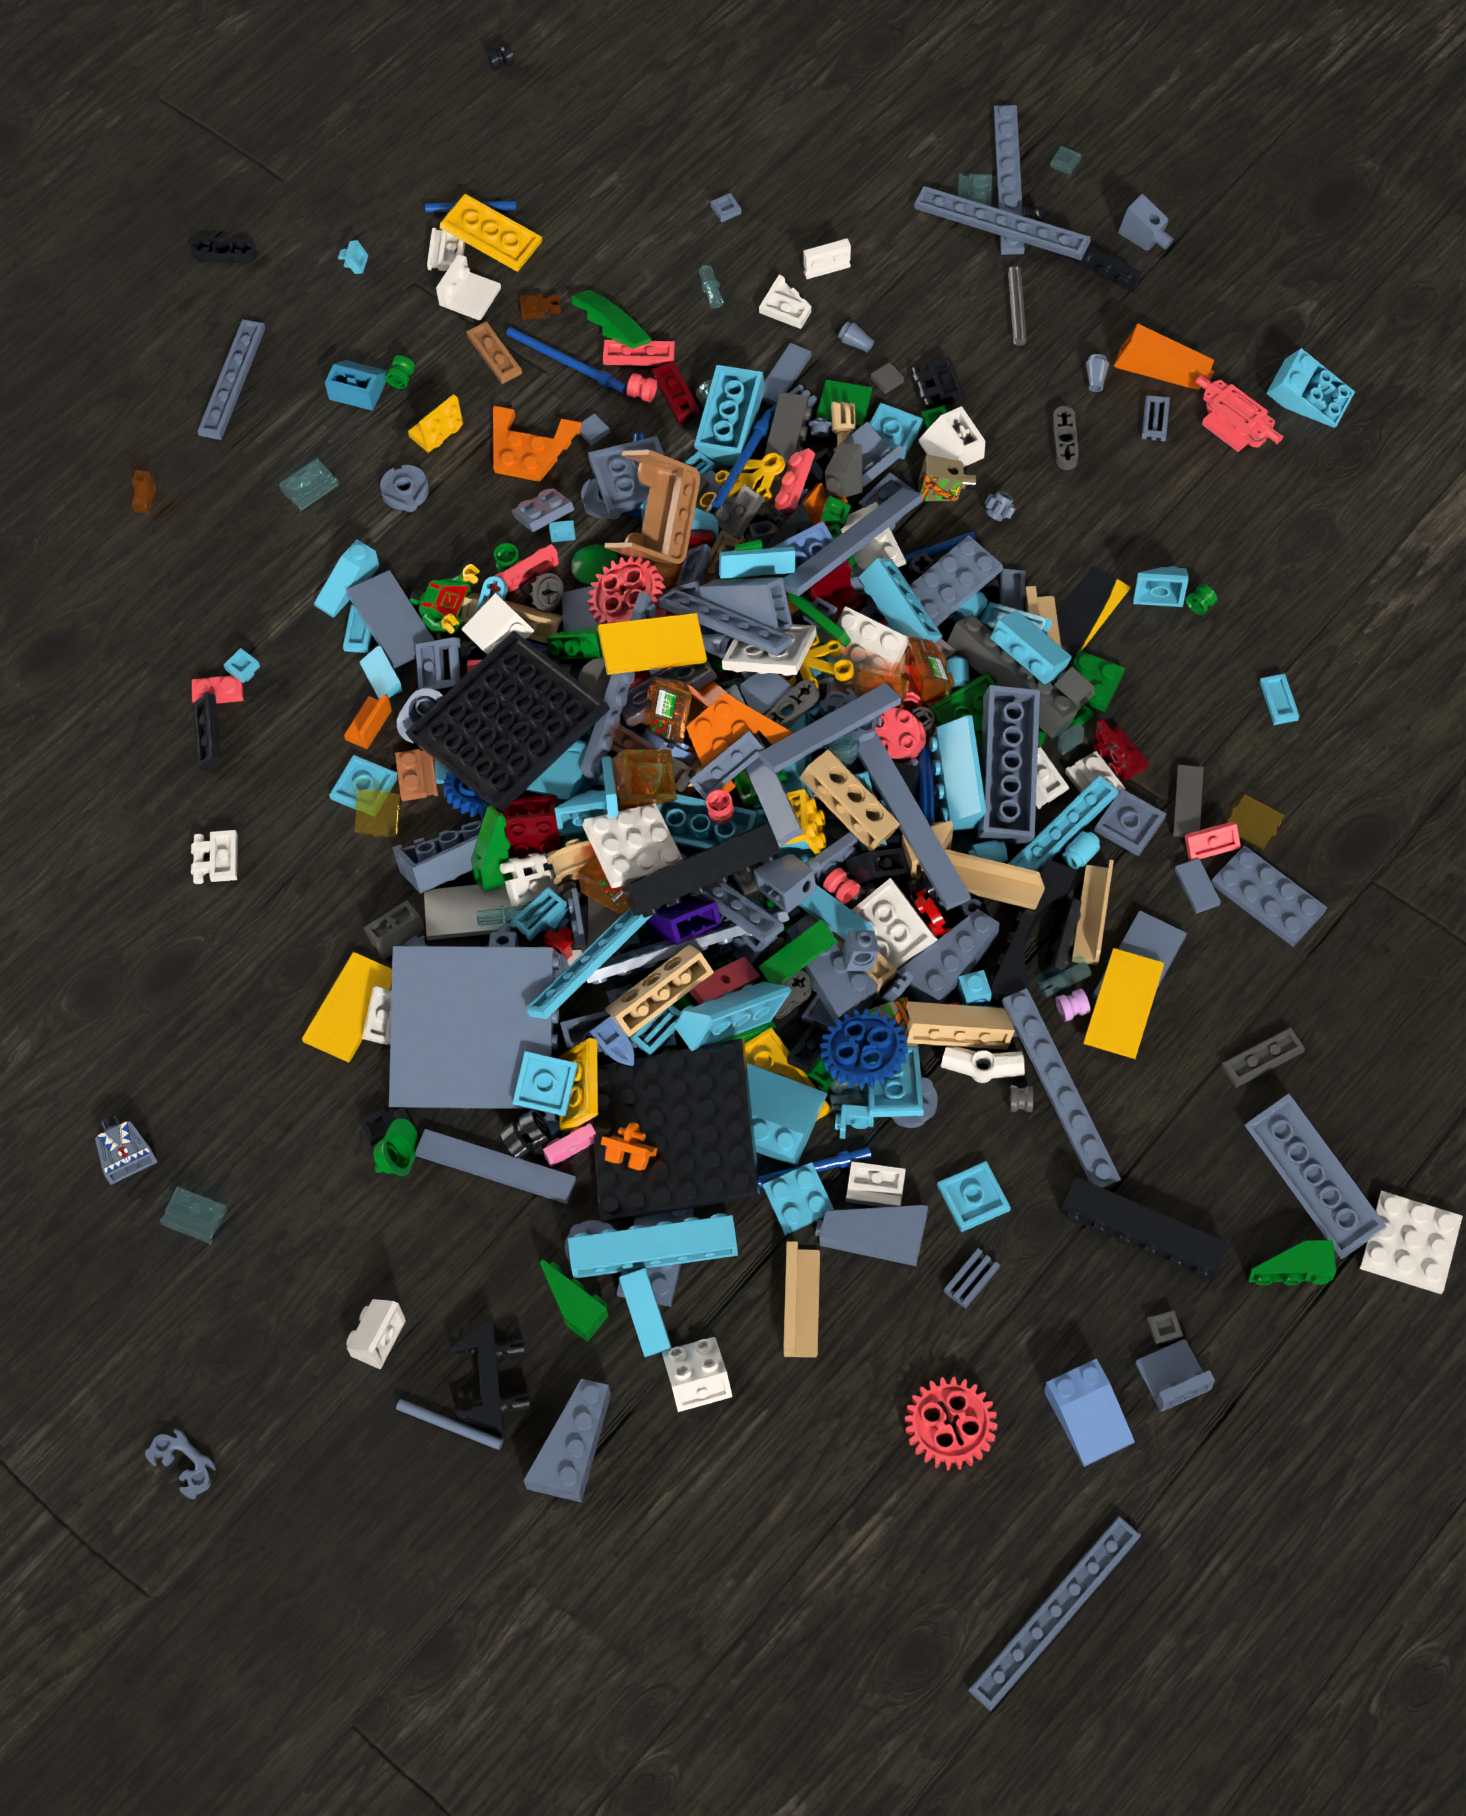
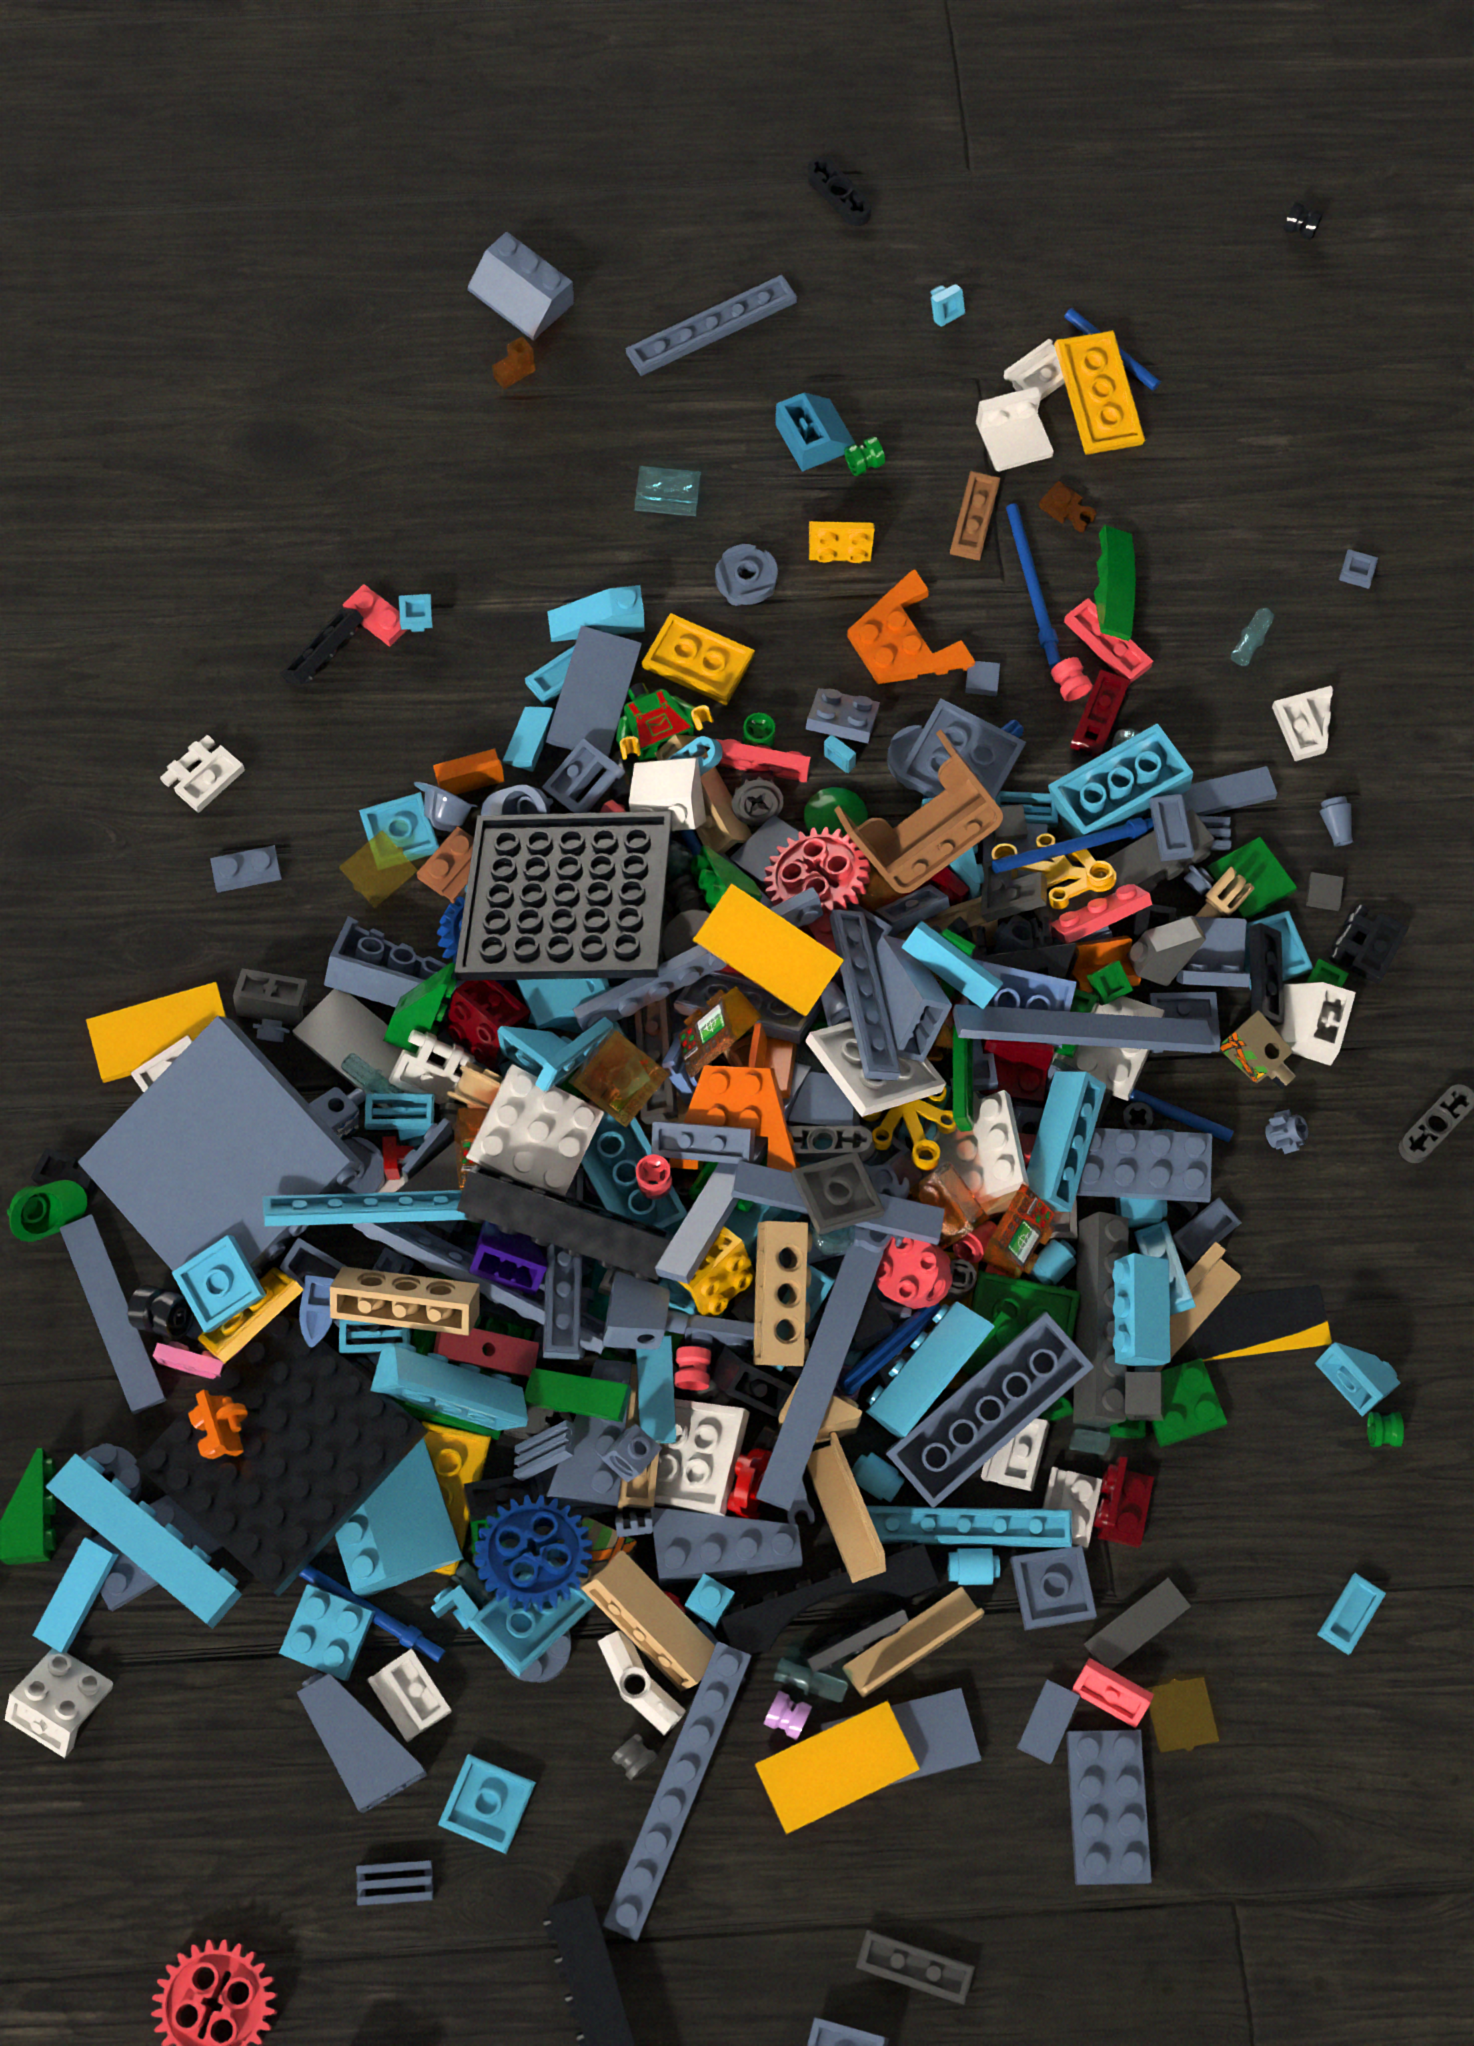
camera: 40 degrees right, 5 degrees up
(97, 448) = (521, 286): none -> sand blue slope
(299, 882) = (245, 868): none -> sand blue plate
(378, 745) = (443, 807): none -> sand blue piece
(427, 553) = (698, 659): none -> yellow tile
(781, 409) = (1171, 827): none -> sand blue tile
(801, 1302) = (221, 1733): tan panel -> none
(808, 996) = (544, 1445): none -> sand blue tile
(826, 721) = (837, 1193): none -> dark grey tile
(827, 258) = (1396, 712): white plate -> none
(900, 434) = (1266, 973): none -> black plate

